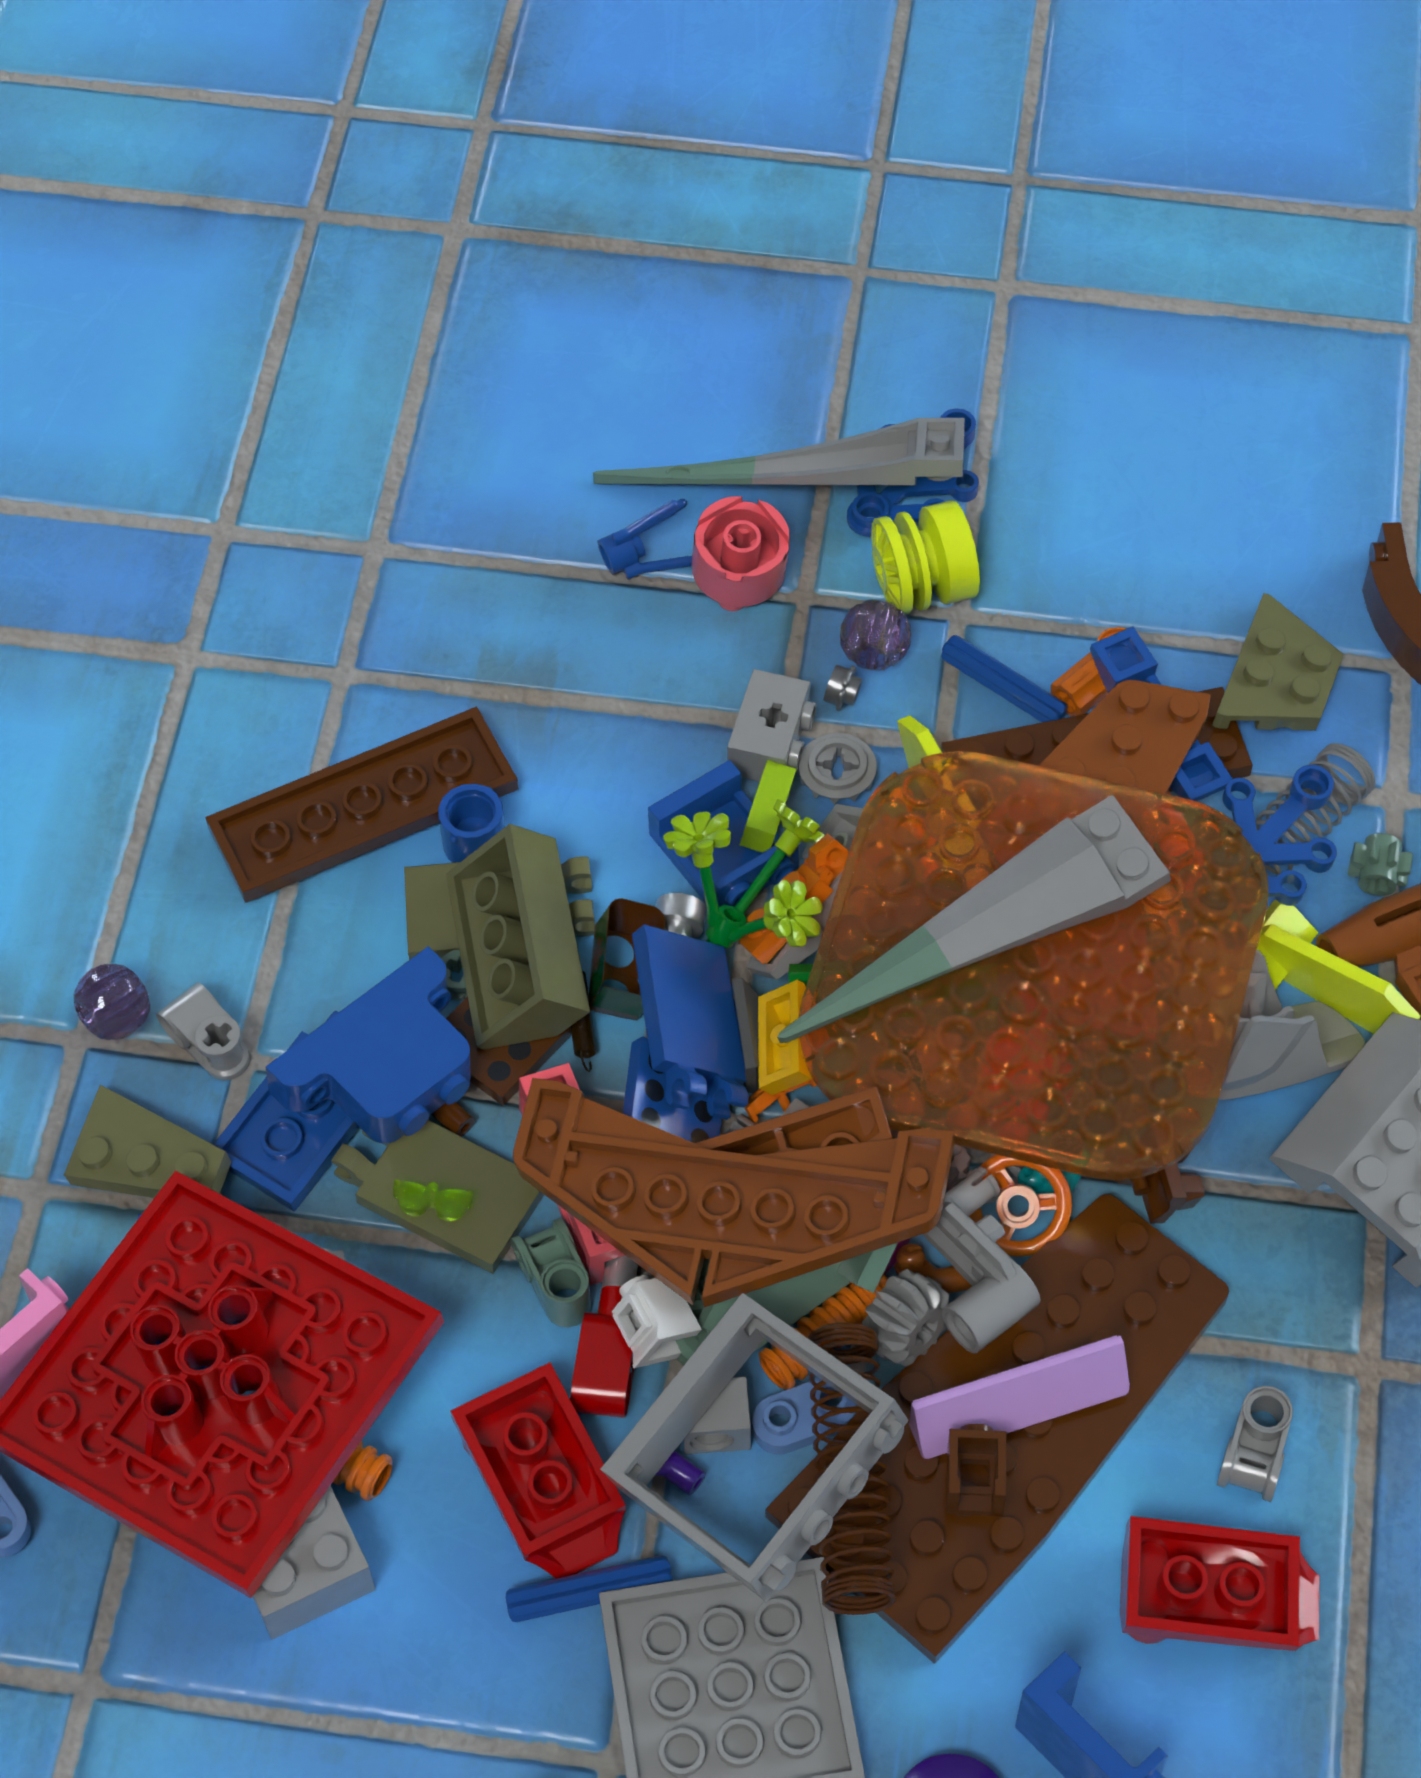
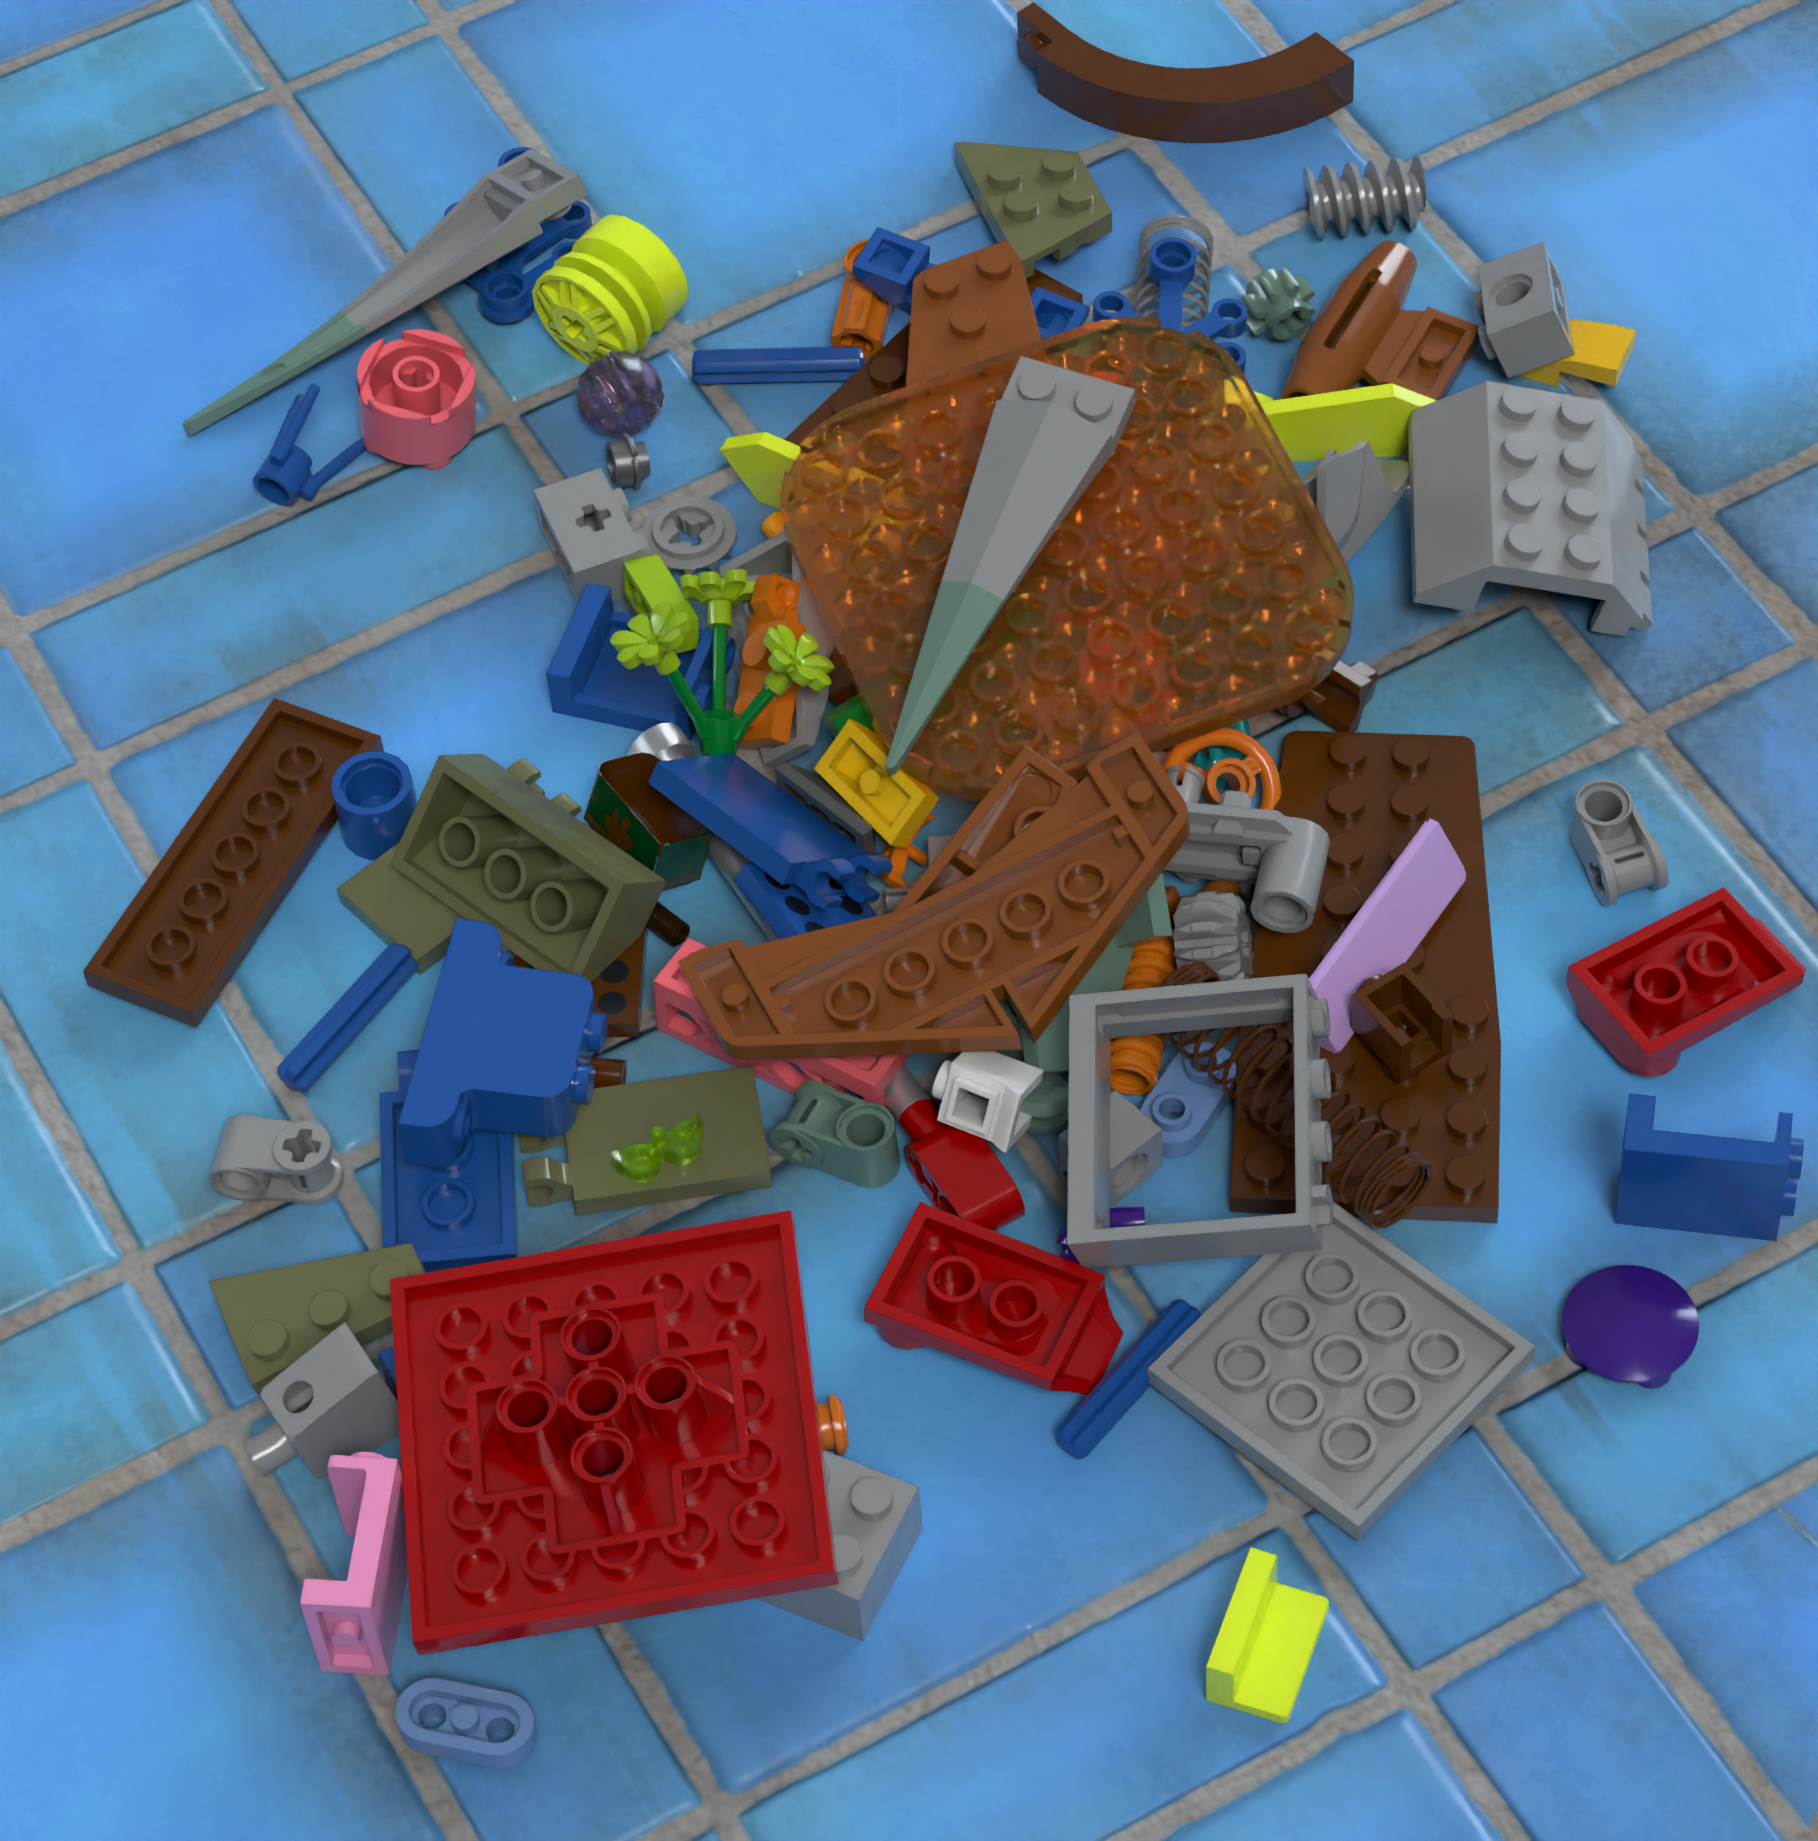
camera: 35 degrees left, 5 degrees down
(76, 1224) = (325, 1407): none -> light grey torso
(111, 1001) = (150, 1196): clear purple piece -> none
(335, 962) = (347, 1018): none -> blue axle

